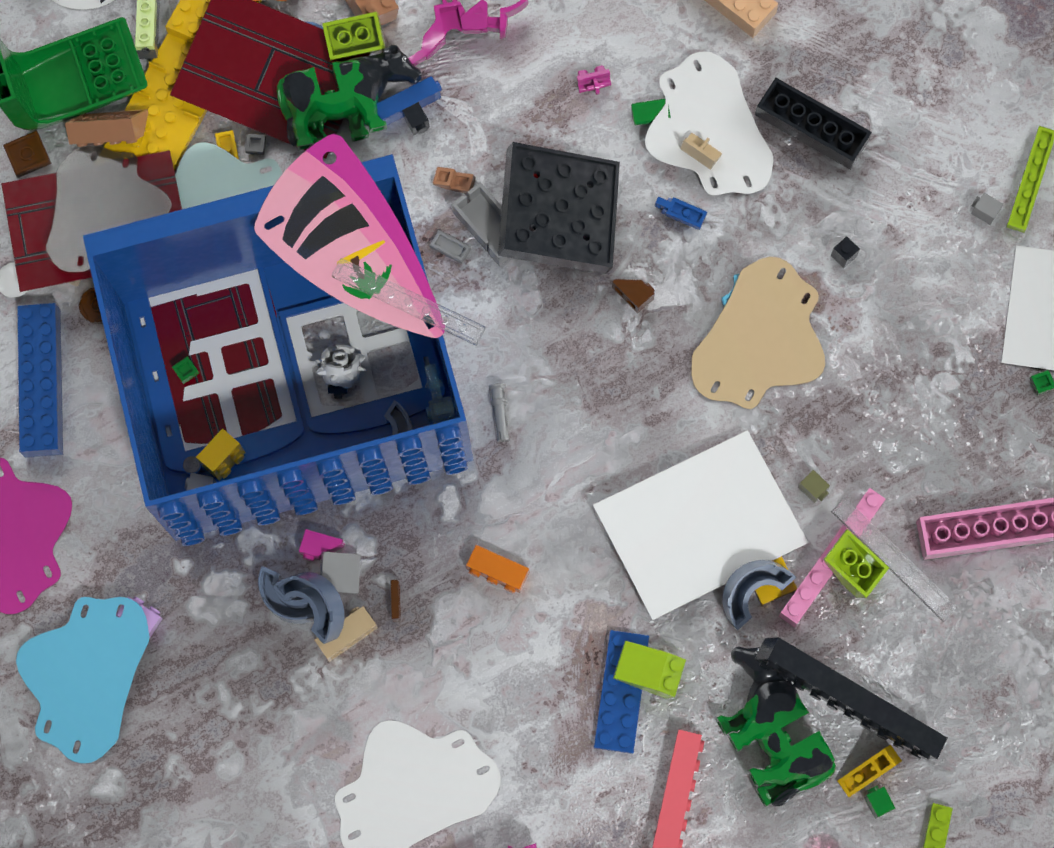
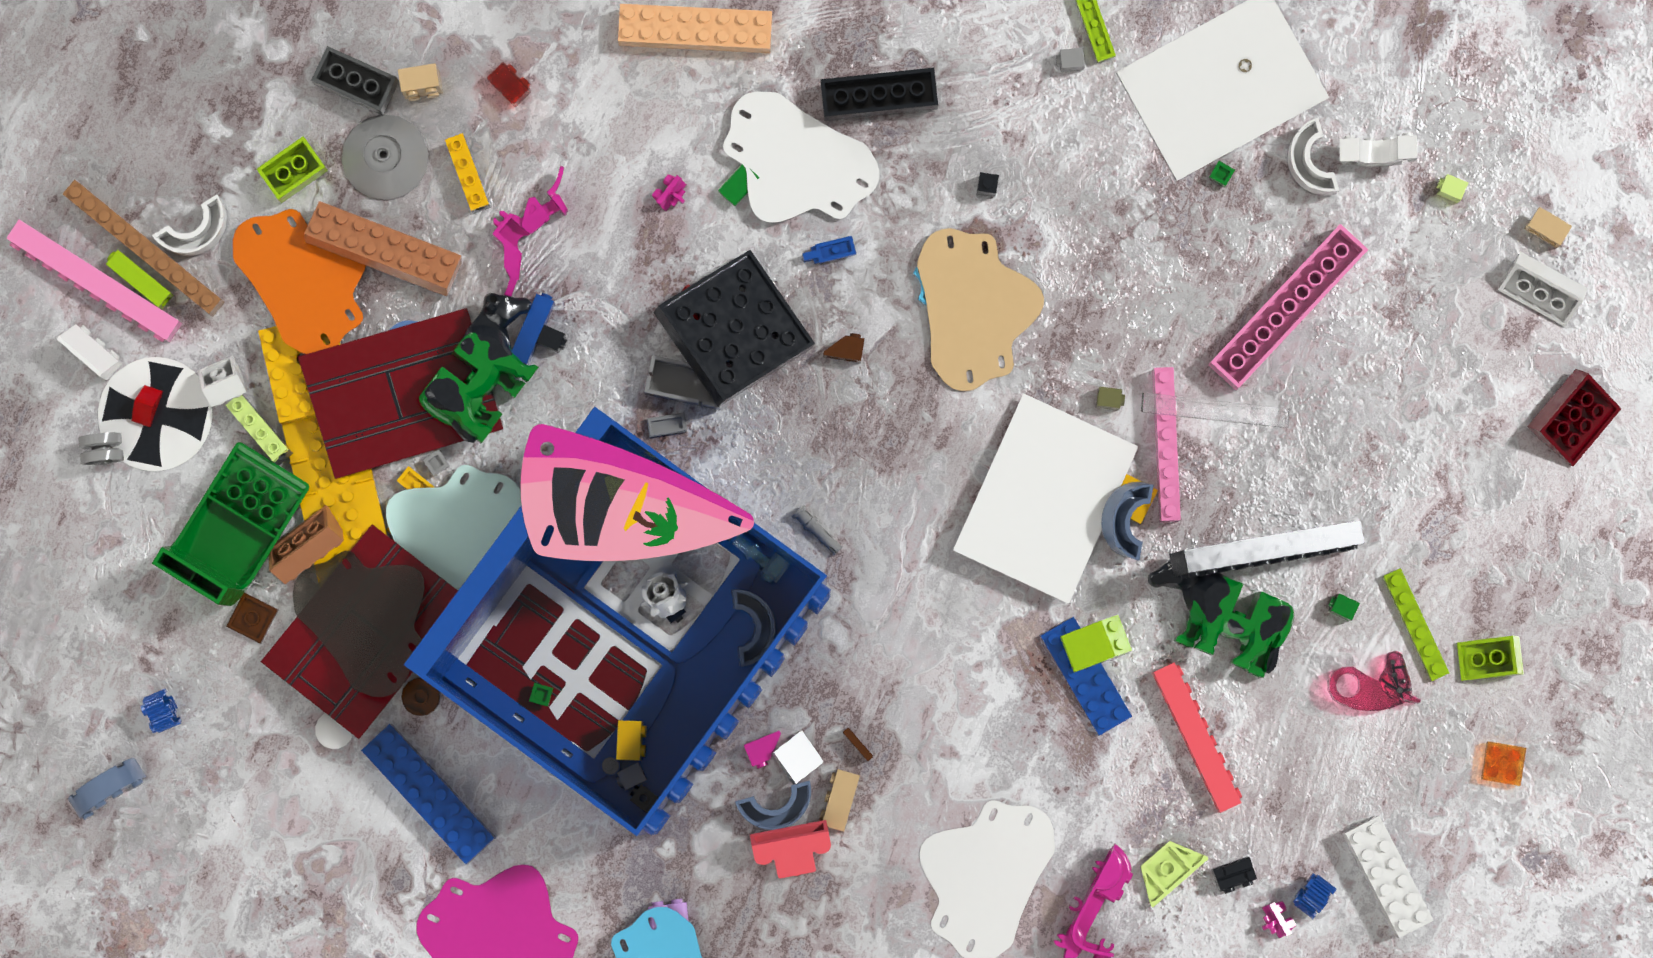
camera: 45 degrees left, 10 degrees up
(275, 638) = (791, 847): none -> coral brick
(322, 598) = (803, 789): sand blue brick -> none
(354, 36) = (449, 311): lime brick -> none
(408, 301) = (707, 517): clear tile -> none
(453, 180) = (624, 366): nougat slope -> none
(497, 569) = (917, 657): orange brick -> none
(701, 150) = (807, 187): tan panel -> none
(855, 565) = (1190, 439): lime slope -> none
(869, 770) = (1319, 588): yellow slope -> none

